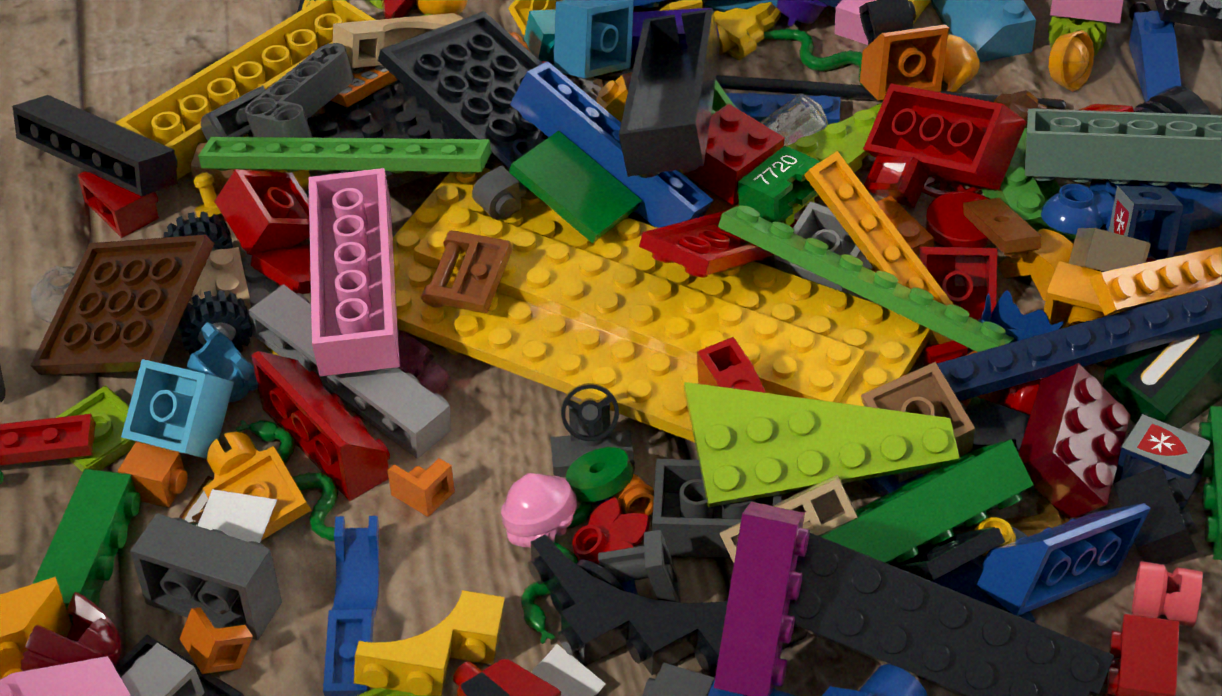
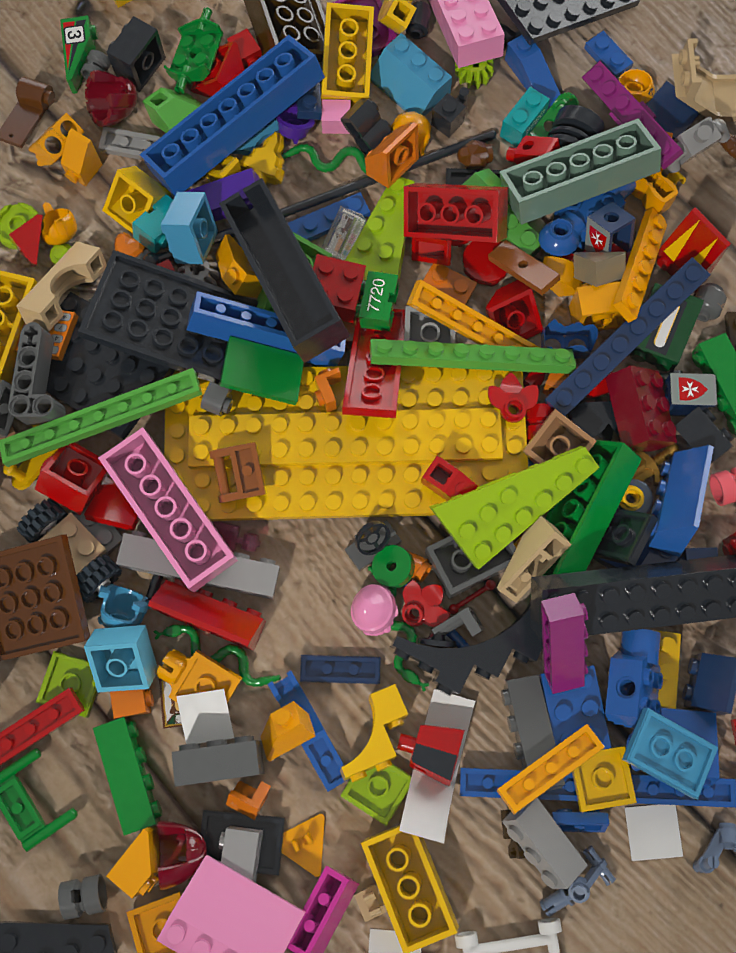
camera: 30 degrees left, 30 degrees up
(324, 582) = (286, 730): none -> light orange slope
(422, 488) = (292, 622): orange panel -> none
(444, 565) = (340, 669): none -> dark blue tile
(642, 222) = (324, 393): none -> orange bracket
(722, 567) = (489, 585): none -> red hinge
(889, 346) = (513, 395): none -> red plate
(1013, 60) = (450, 112): none -> black brick
(1071, 60) = (485, 97): light orange hat -> none
(1120, 86) = (524, 116): none -> teal brick

